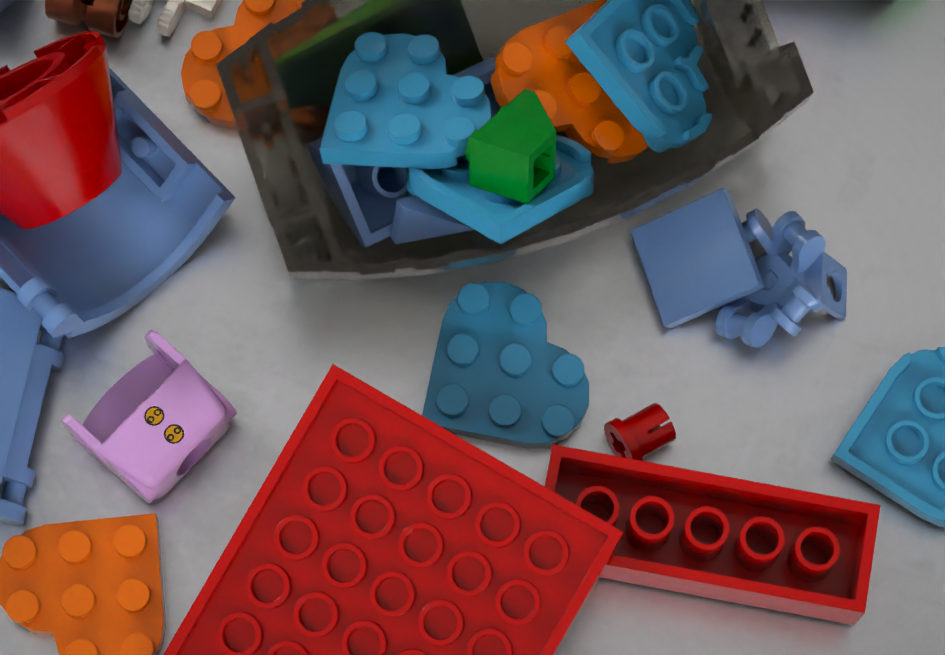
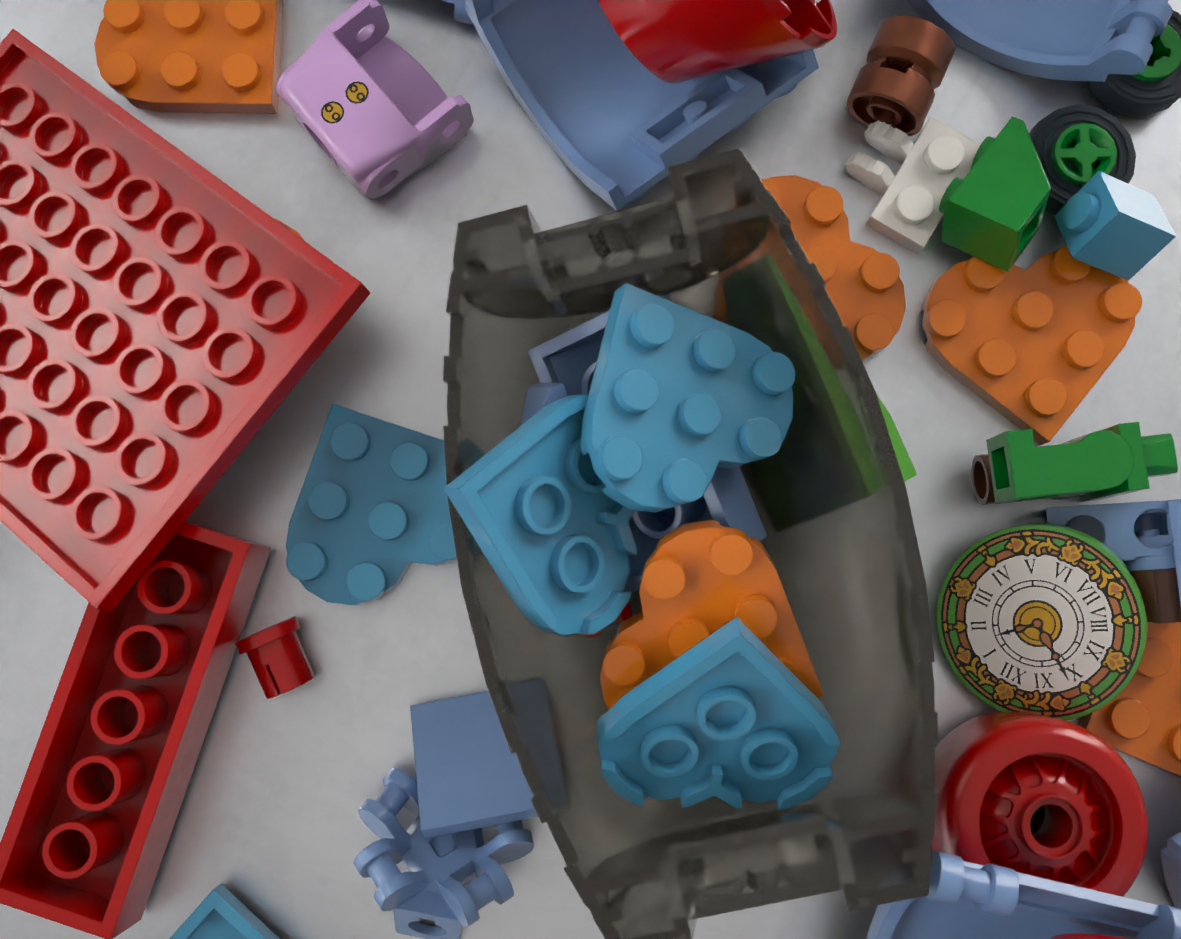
camera: 100 degrees right, 10 degrees up
(514, 150) = (582, 528): green slope -> none

